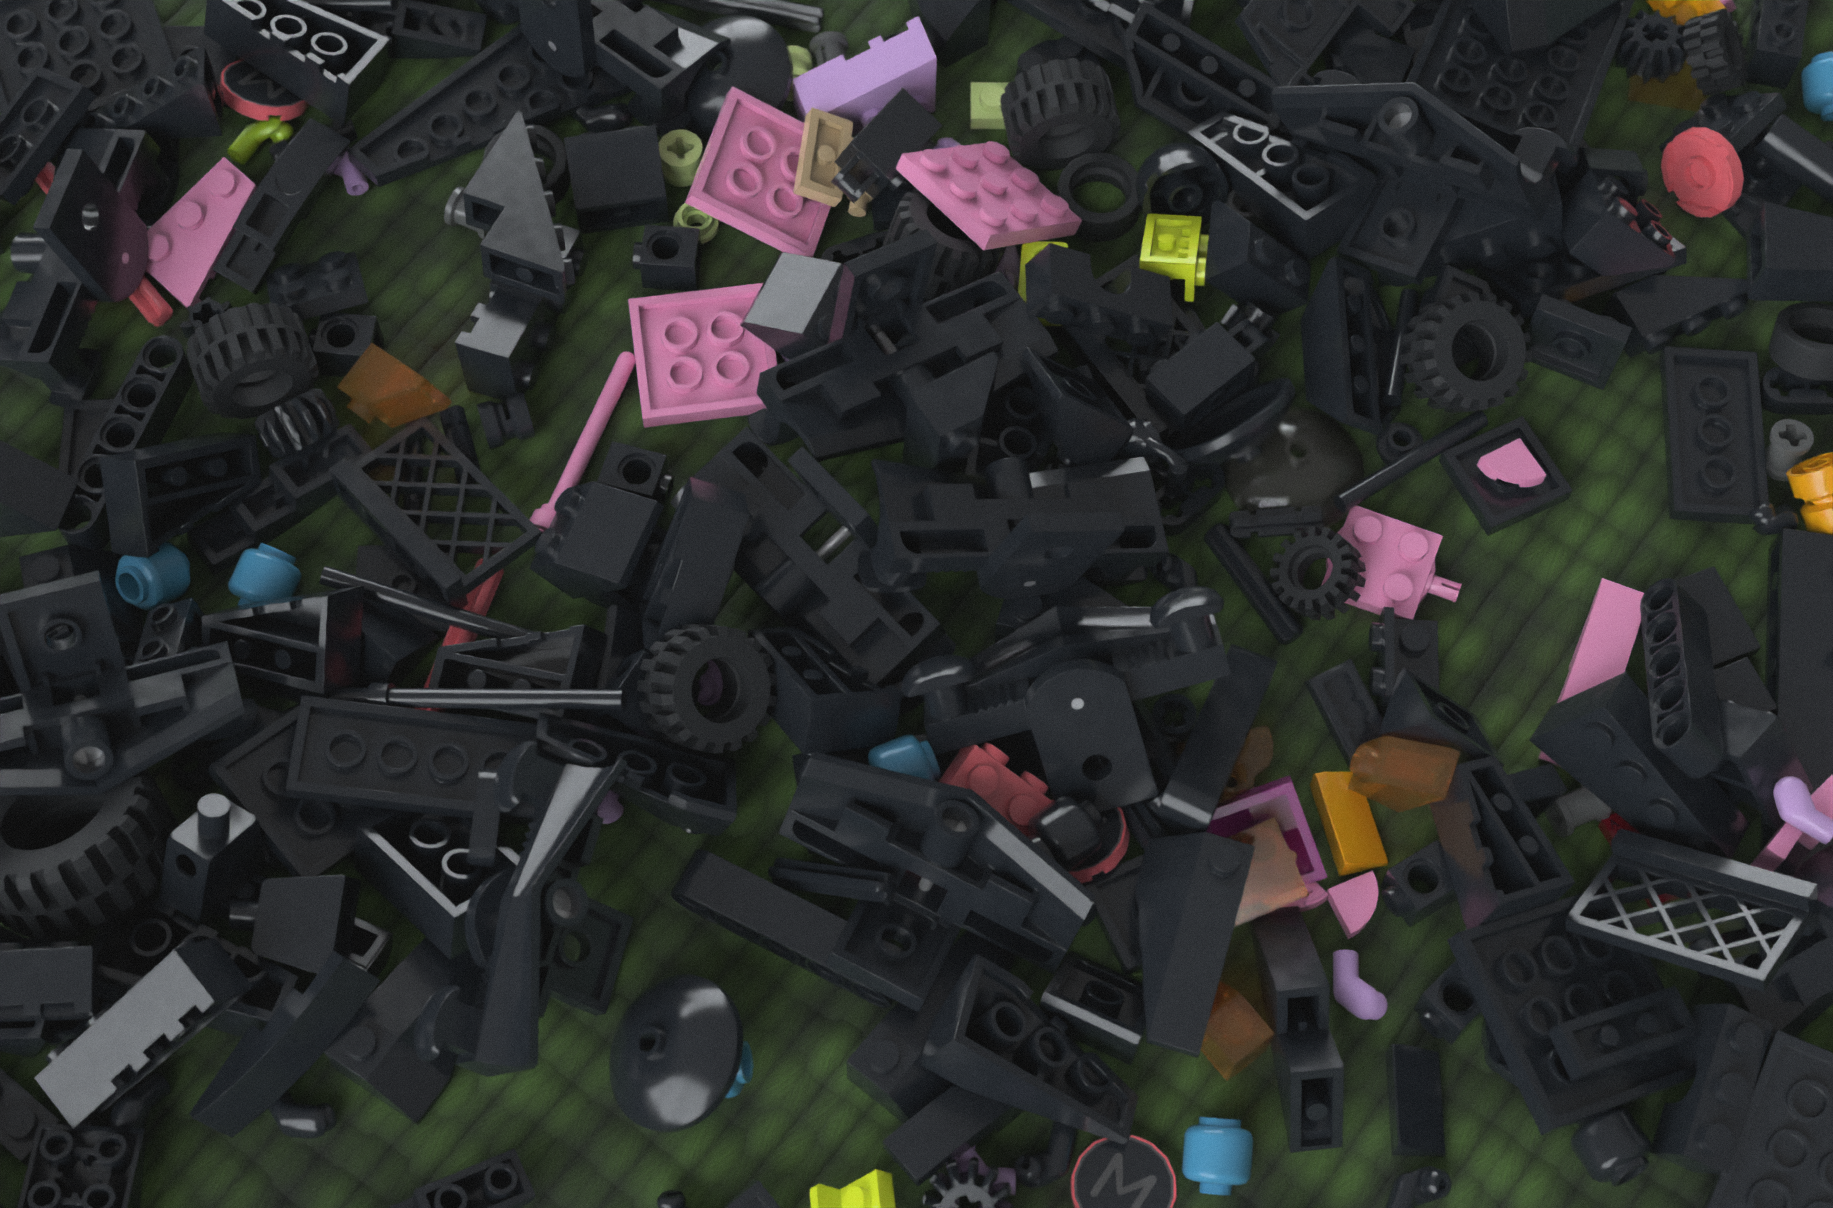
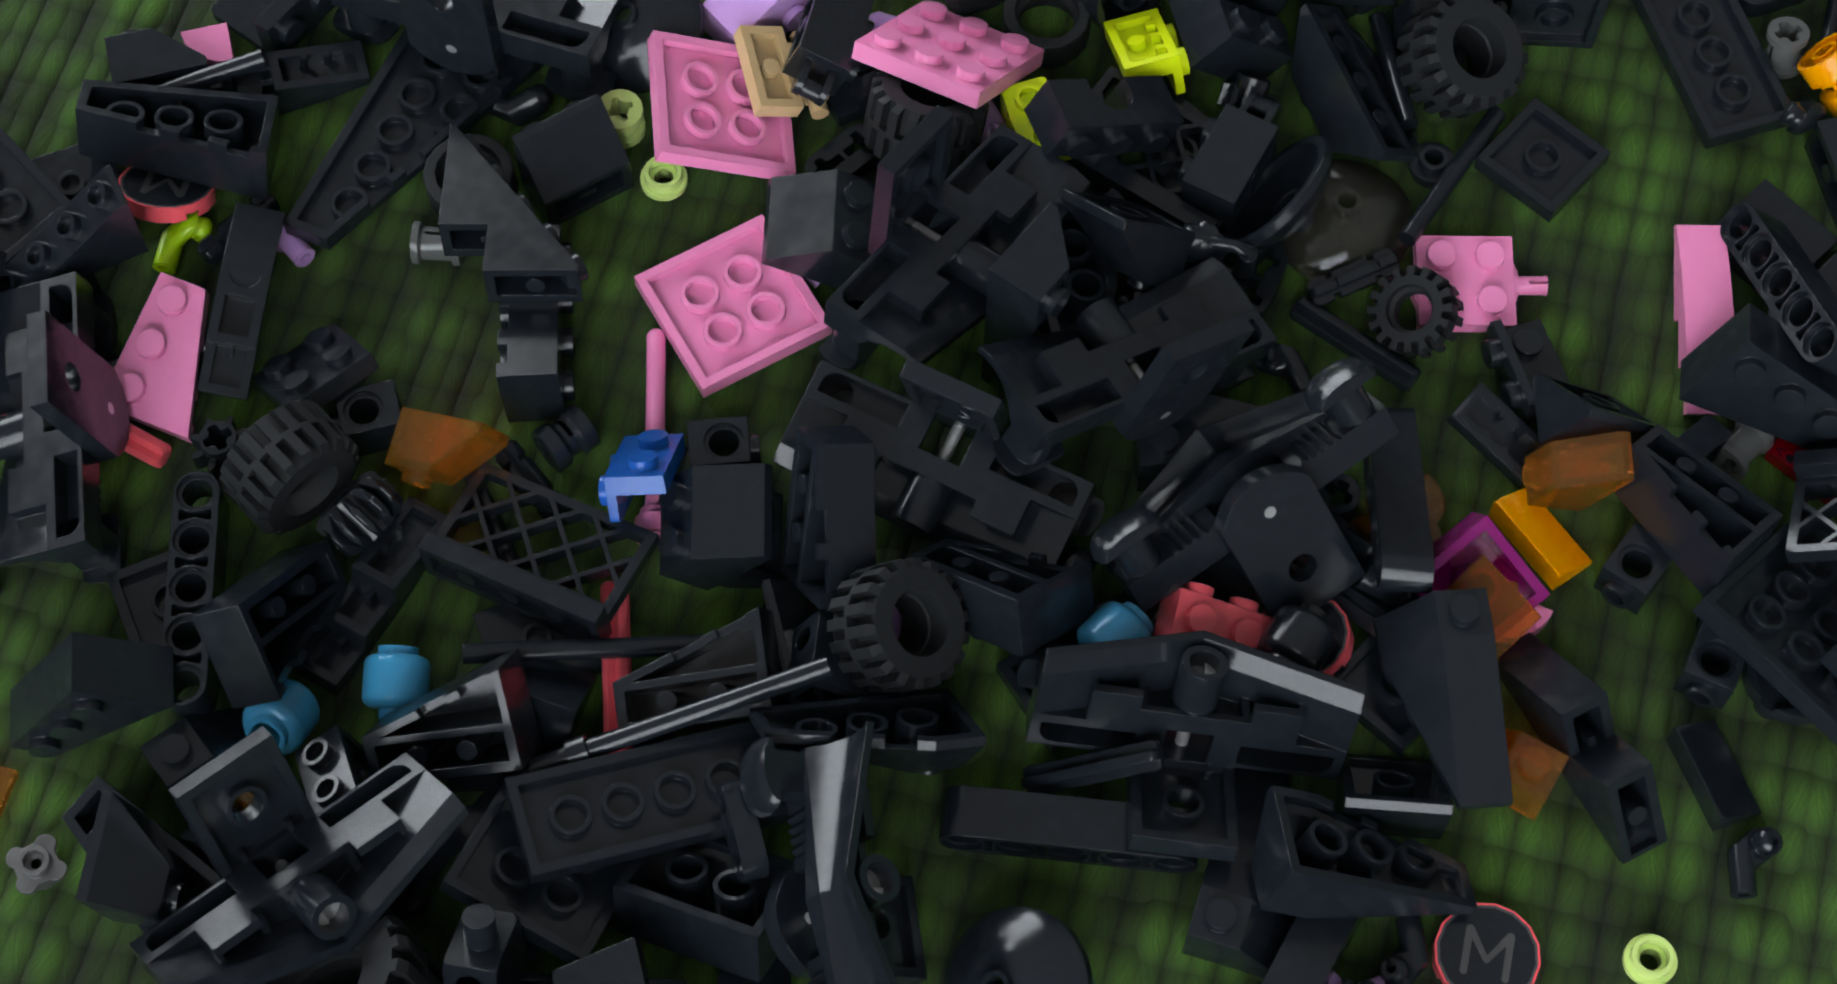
camera: 20 degrees left, 0 degrees up
(549, 469) = (640, 467): none -> blue bracket
(671, 274) = (658, 204): black brick -> none
(1217, 1155) = (1561, 891): dark azure head -> none
(1353, 992) = (1623, 696): lavender arm -> none
(1354, 902) = (1579, 610): bright pink tile -> none
(1513, 465) = (1548, 147): bright pink tile -> none

